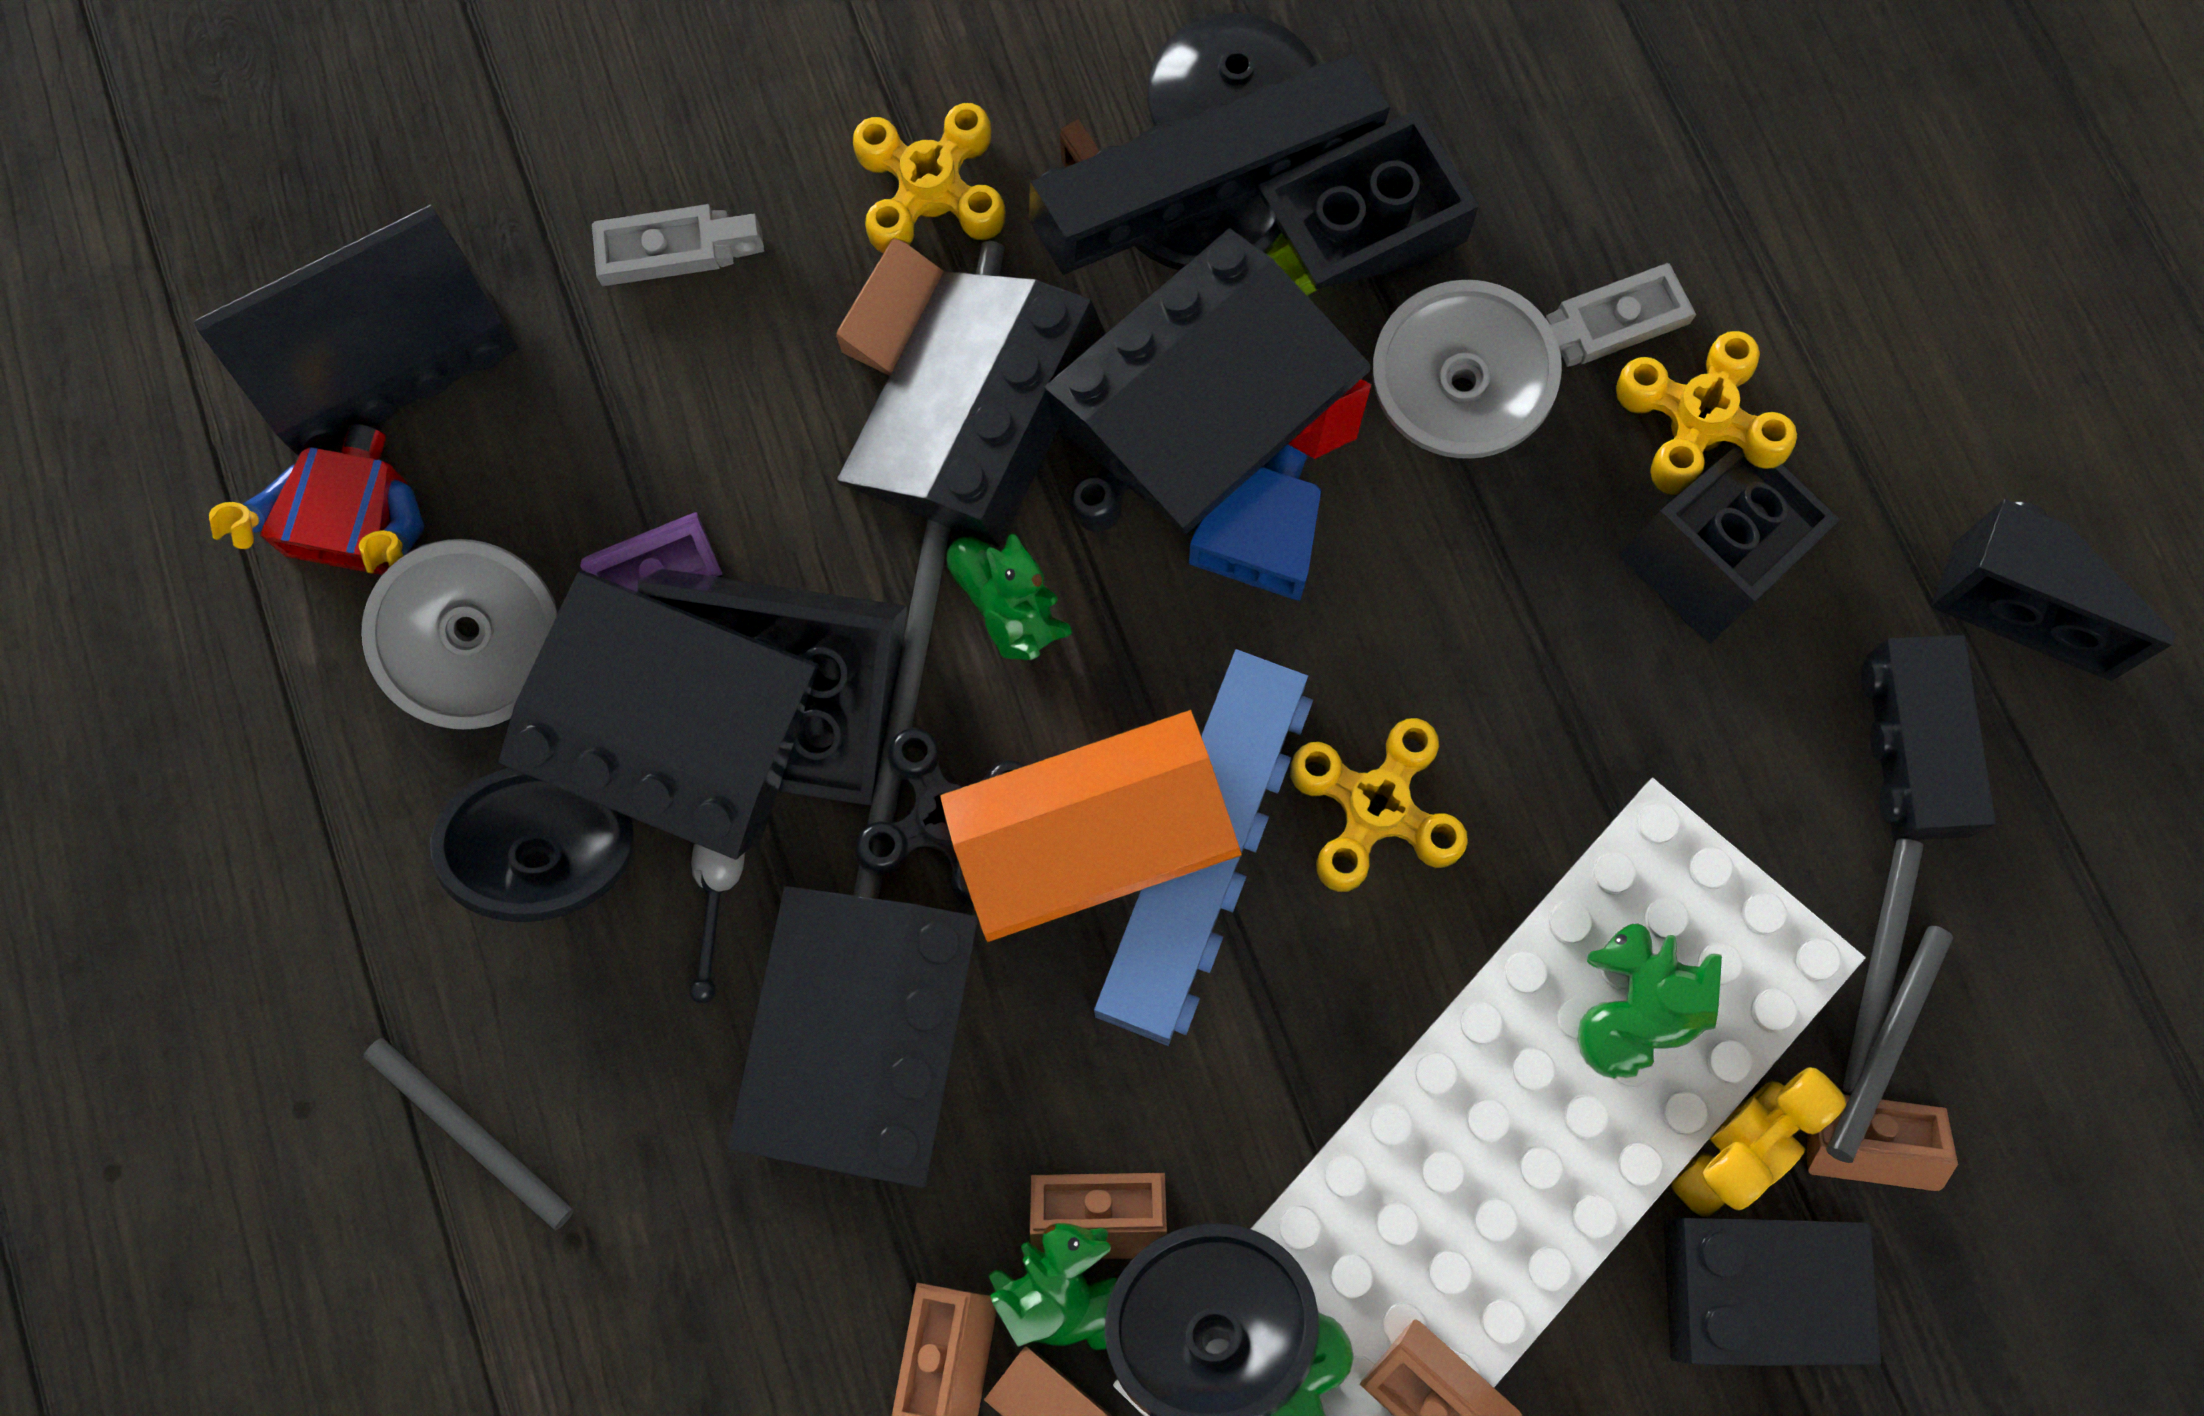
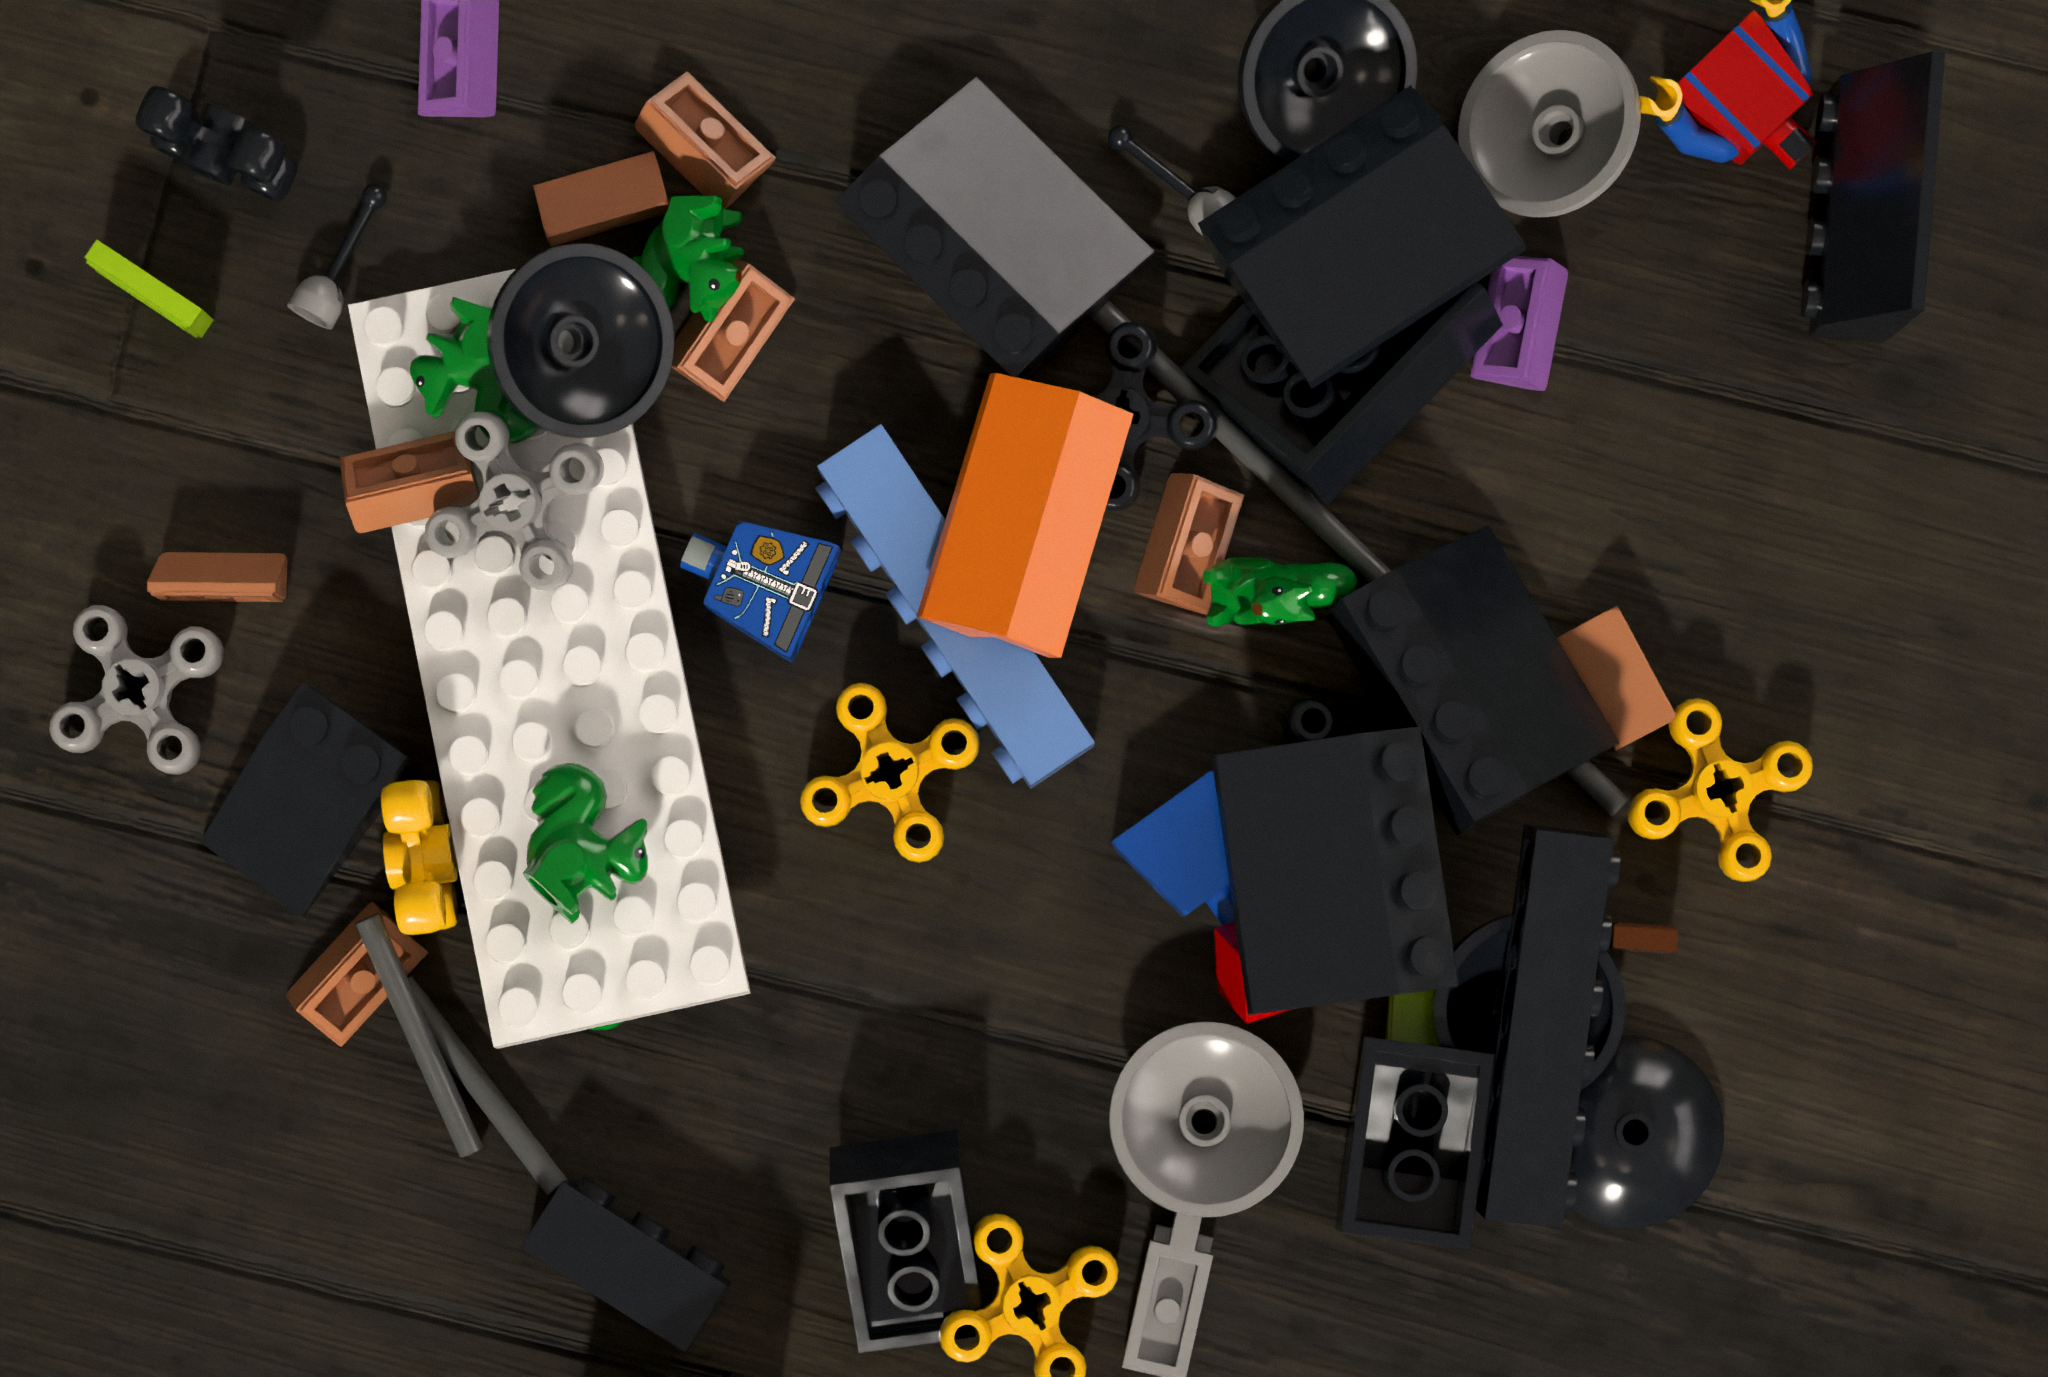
camera: 120 degrees right, 10 degrees up
(671, 243) = (1813, 523): light grey hinge -> none
(1013, 702) = (1187, 539): none -> nougat slope
(1297, 1020) = (764, 582): none -> torso
(1384, 1309) = (500, 479): none -> light grey gear

